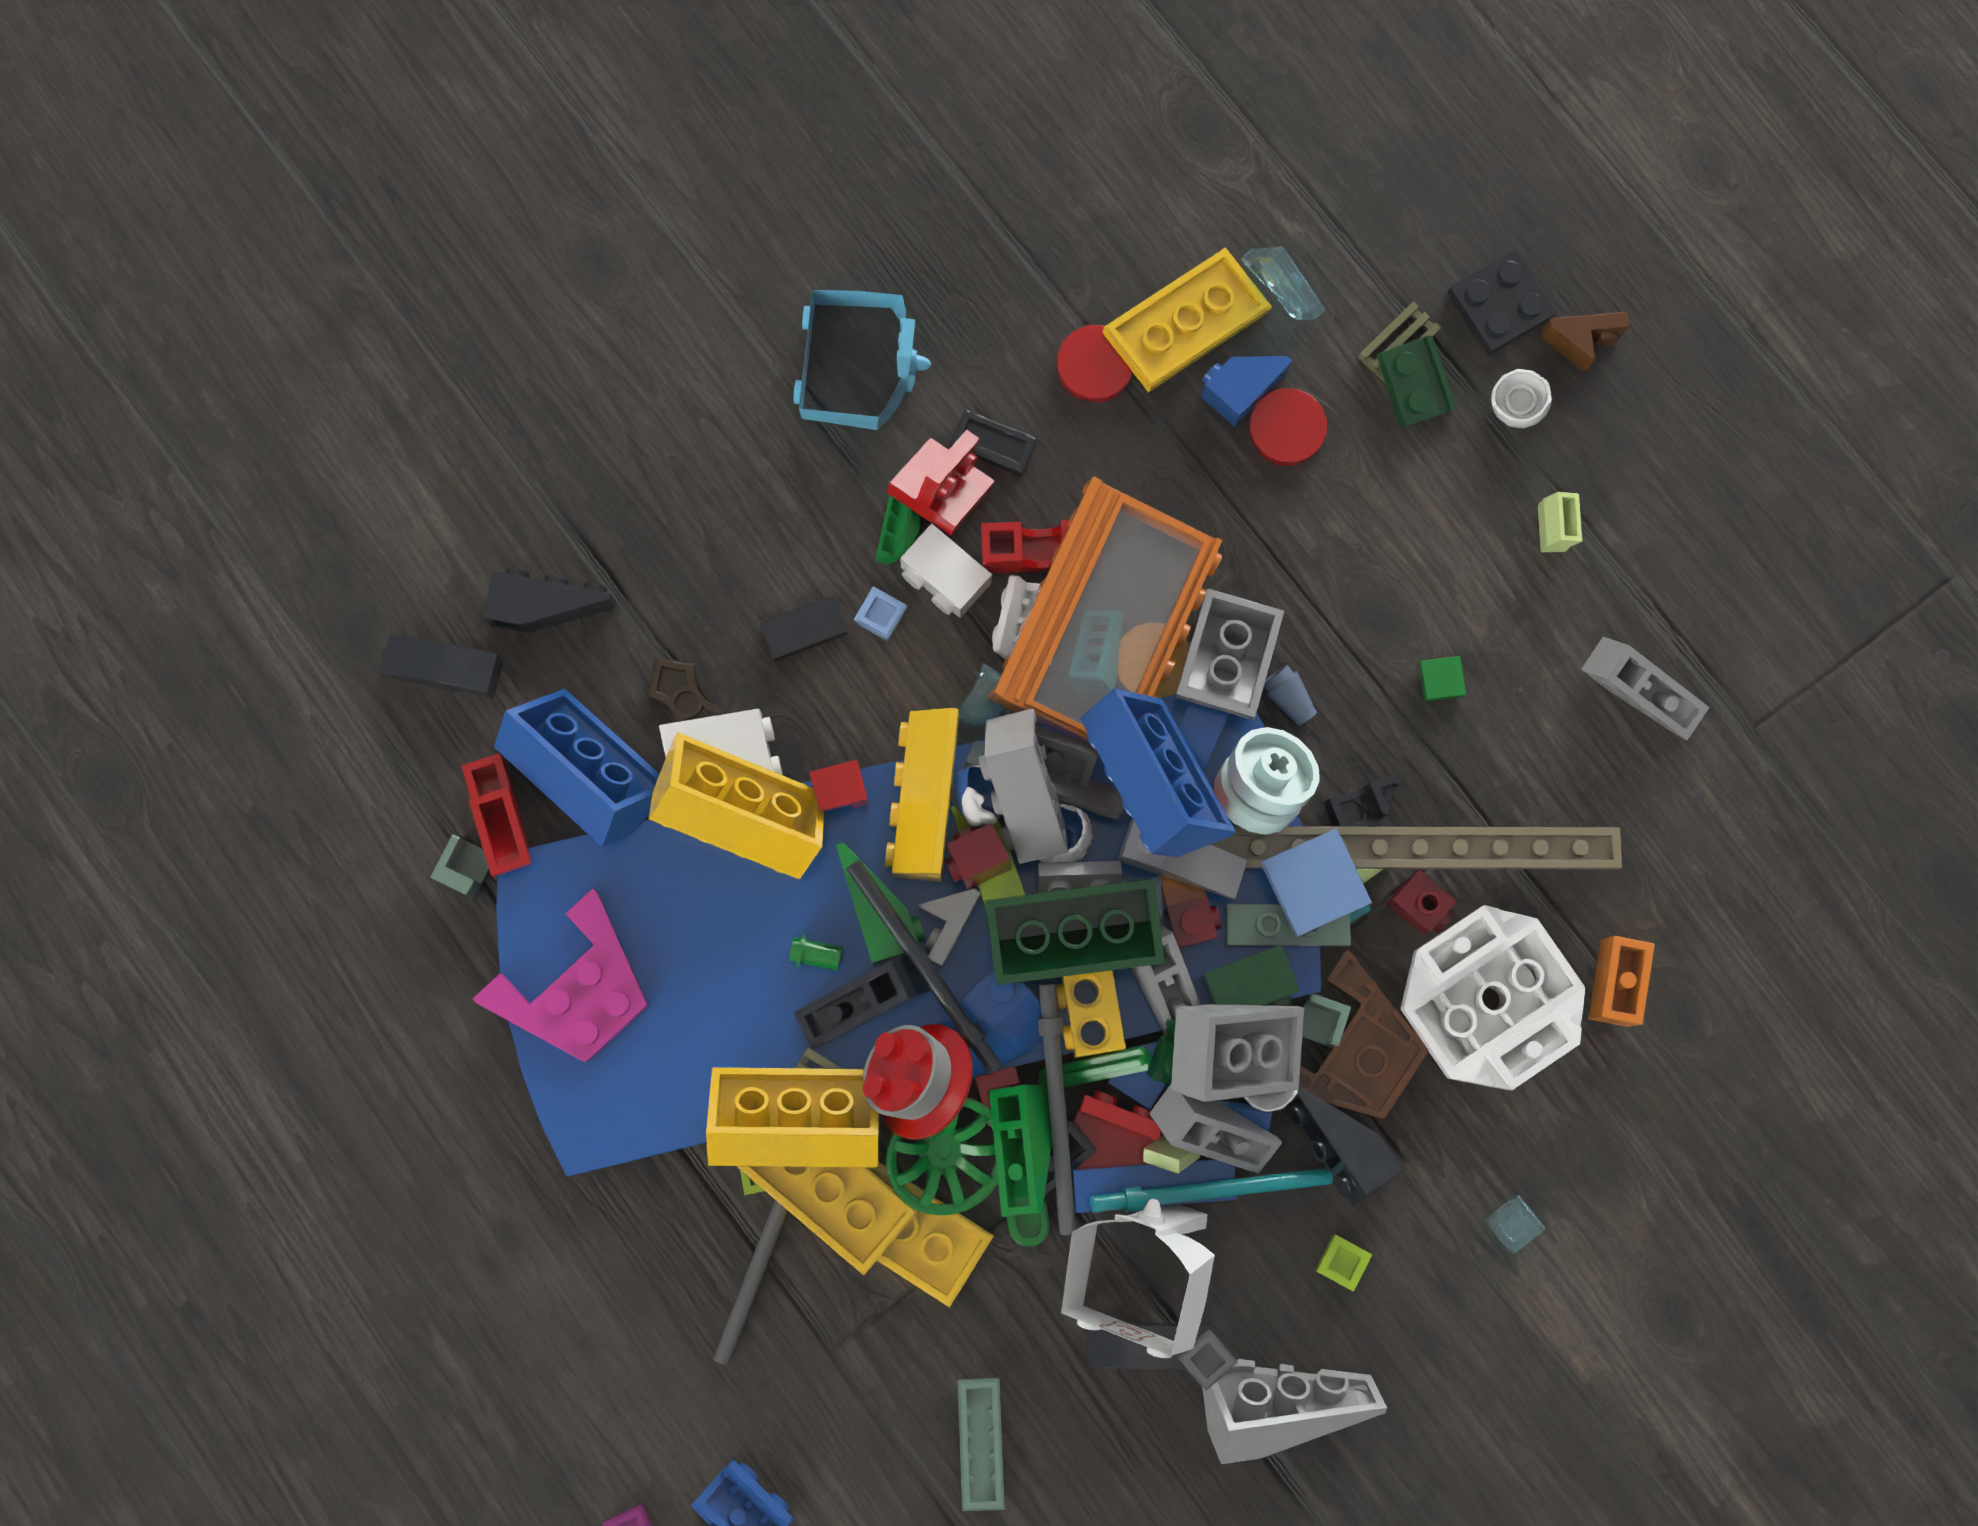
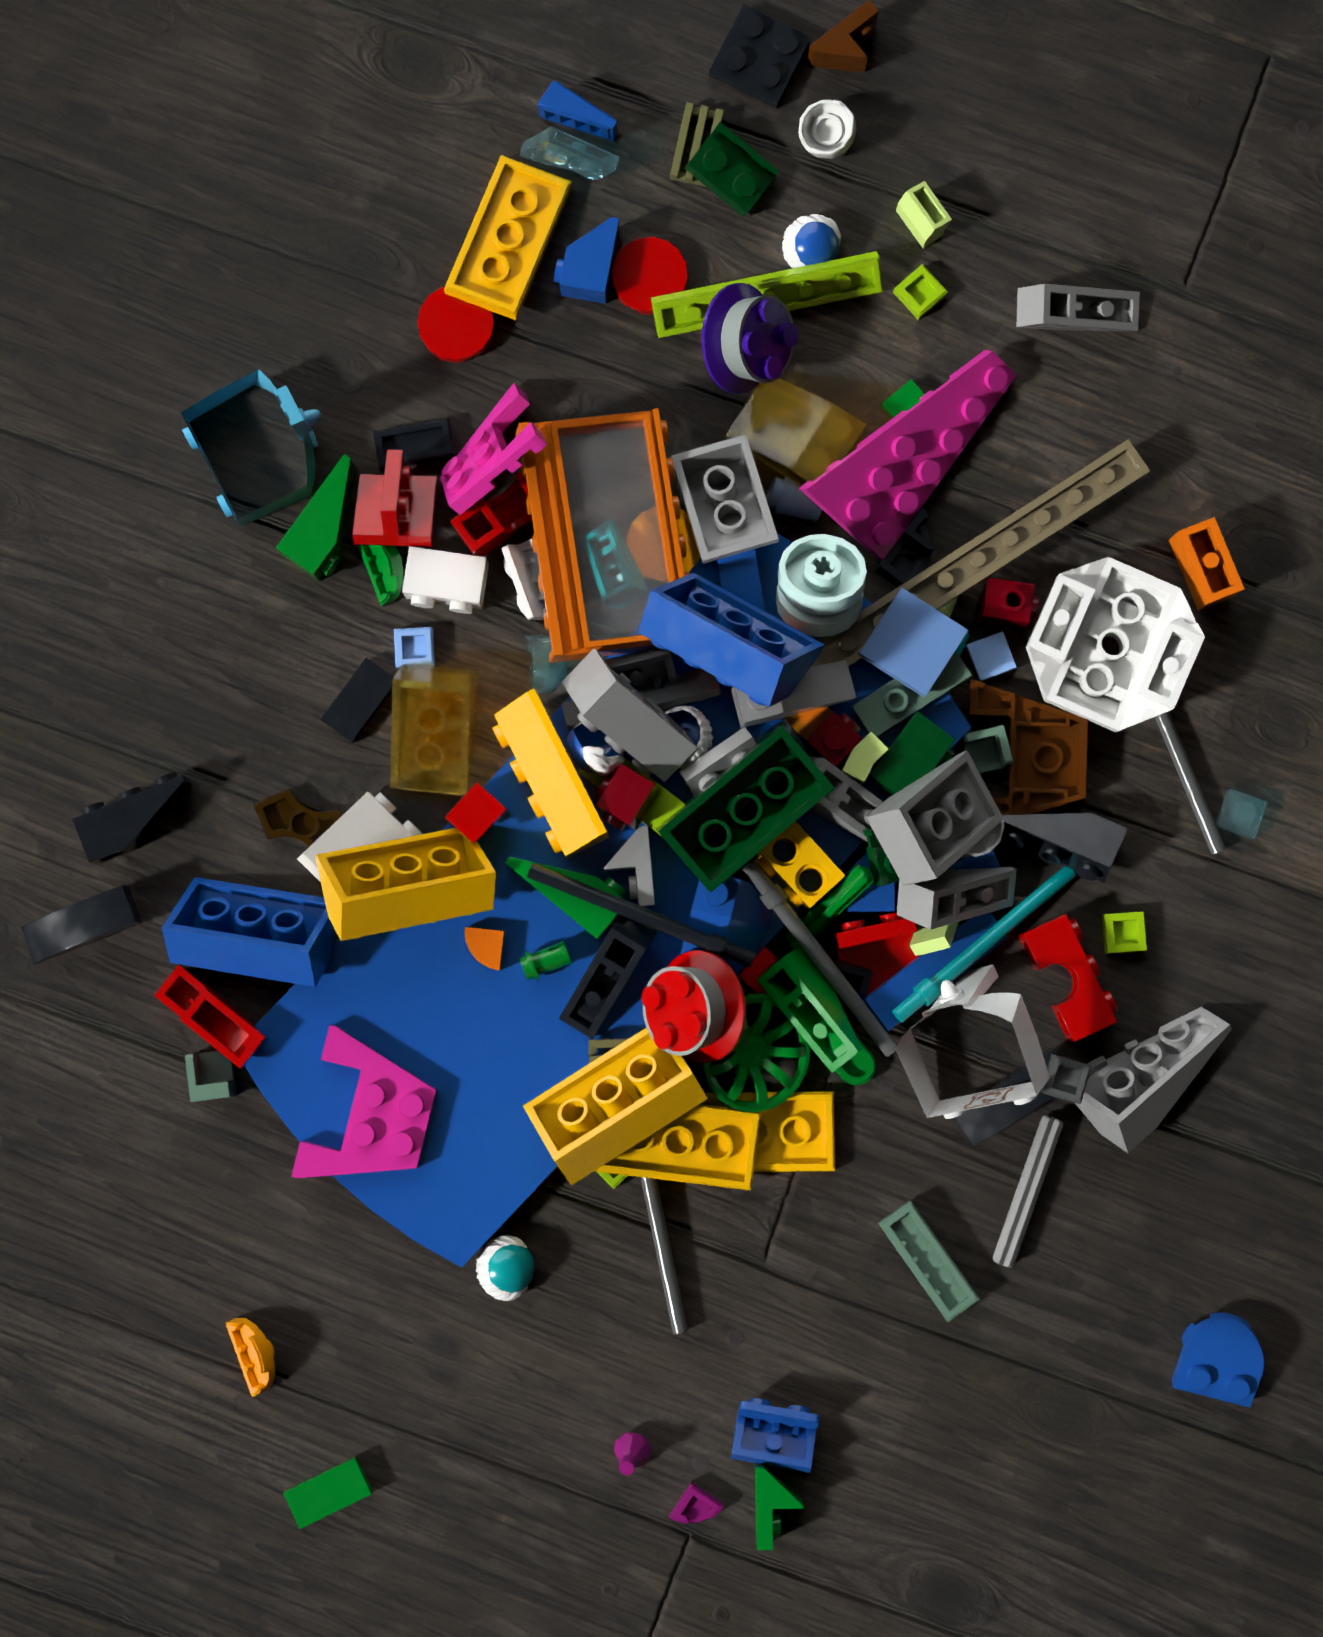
camera: 25 degrees left, 5 degrees up
(320, 1299) = (328, 1492): none -> green tile
(338, 1134) = (254, 1354): none -> light orange plate
(604, 1202) = (505, 1267): none -> hair
(607, 1441) = (632, 1452): none -> magenta rock
(772, 907) = (485, 946): none -> orange tile
(850, 692) = (433, 729): none -> clear yellow slope
(866, 461) = (320, 528): none -> green slope
(1024, 495) = (486, 454): none -> dark pink wing
(1109, 1440) = (1027, 1191): none -> light grey axle
(1208, 955) = (863, 757): none -> yellowish green piece
(1268, 1307) = (1087, 1006): none -> red arch
(1309, 246) = (571, 110): none -> blue slope
(1331, 640) = (796, 430): none -> clear yellow slope
(1337, 530) = (746, 338): none -> dark purple piece
(1377, 941) = (990, 656): none -> light blue tile
(1380, 505) = (795, 287): none -> lime tile
(1401, 723) = (901, 463): none -> dark pink wing
(1445, 486) = (811, 241): none -> blue hair
(1486, 1167) = (1190, 783): none -> dark grey bar
(1515, 587) = (920, 292): none -> lime tile

